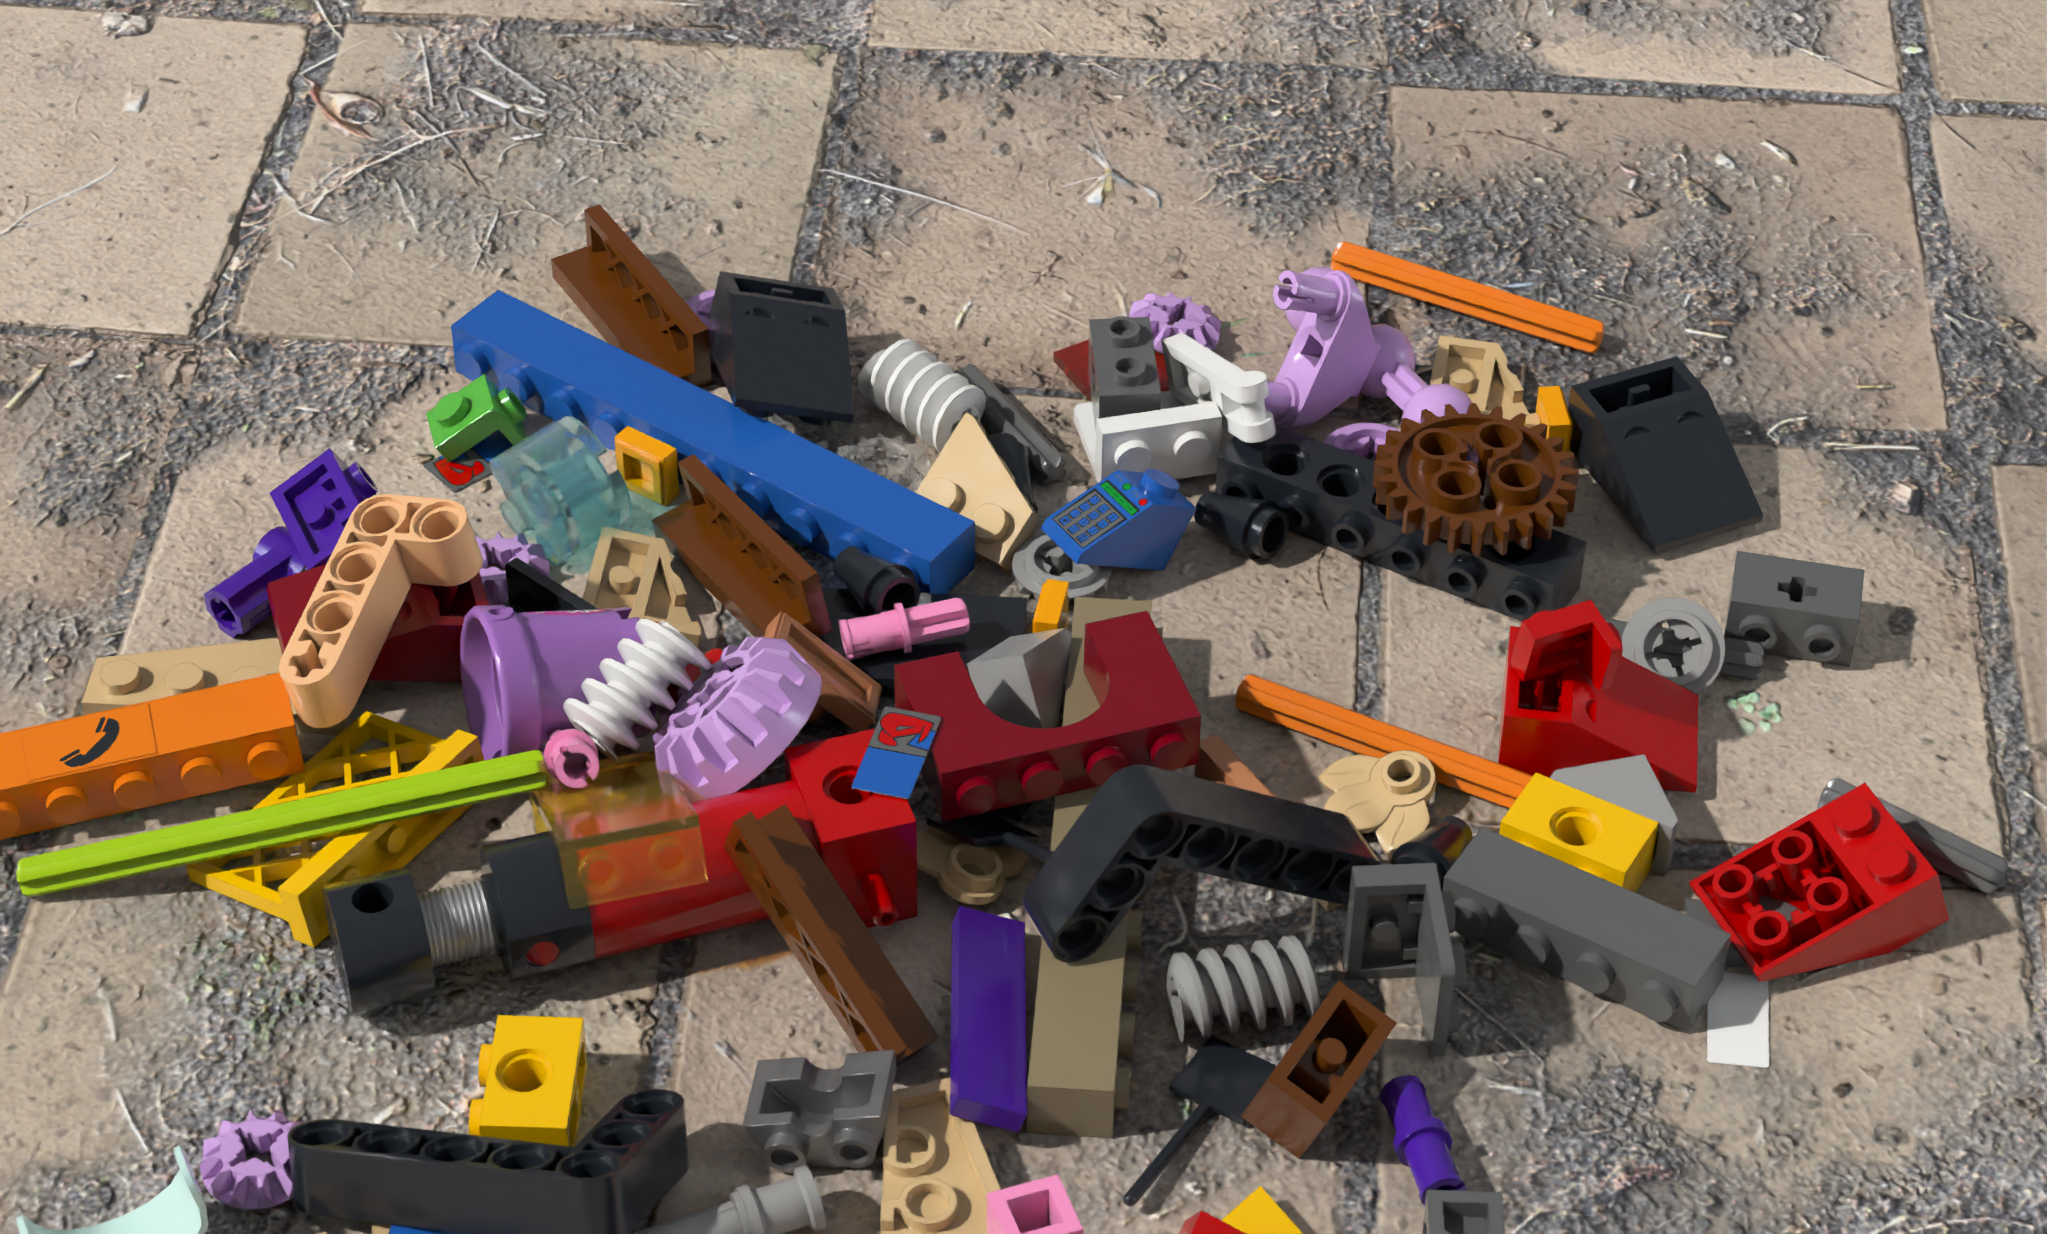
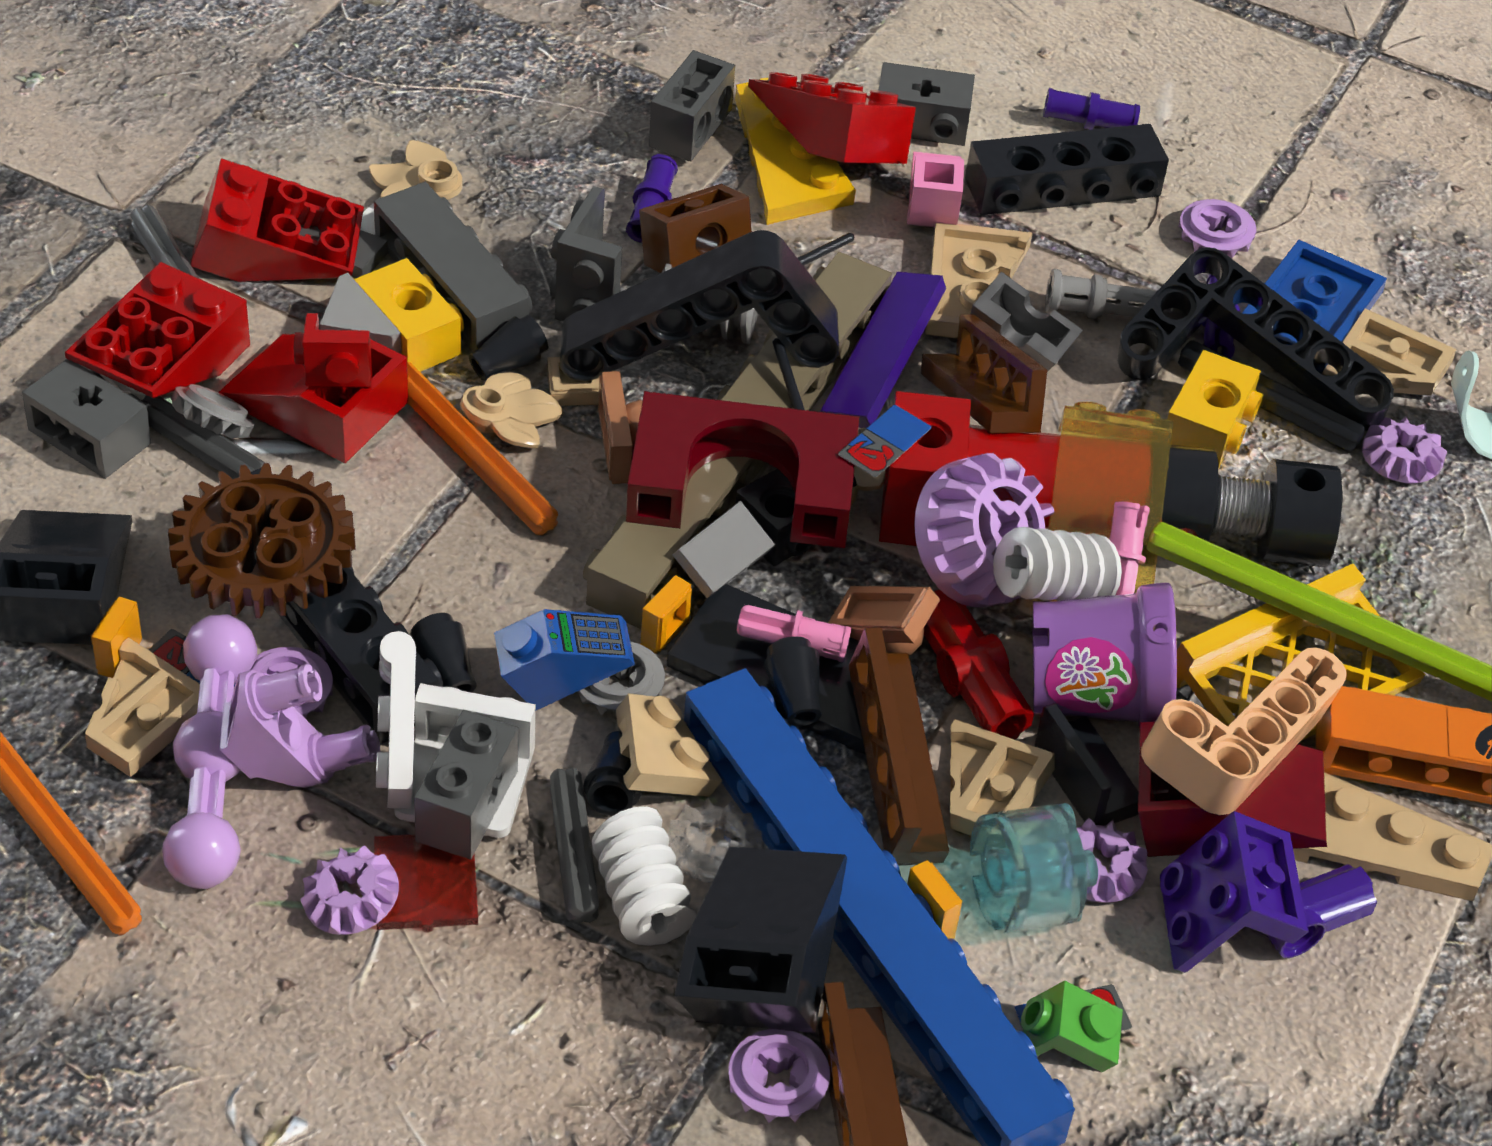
camera: 160 degrees left, 5 degrees up
(1741, 1067) = (421, 165): none -> tan plate
(1798, 698) = (166, 334): none -> red slope

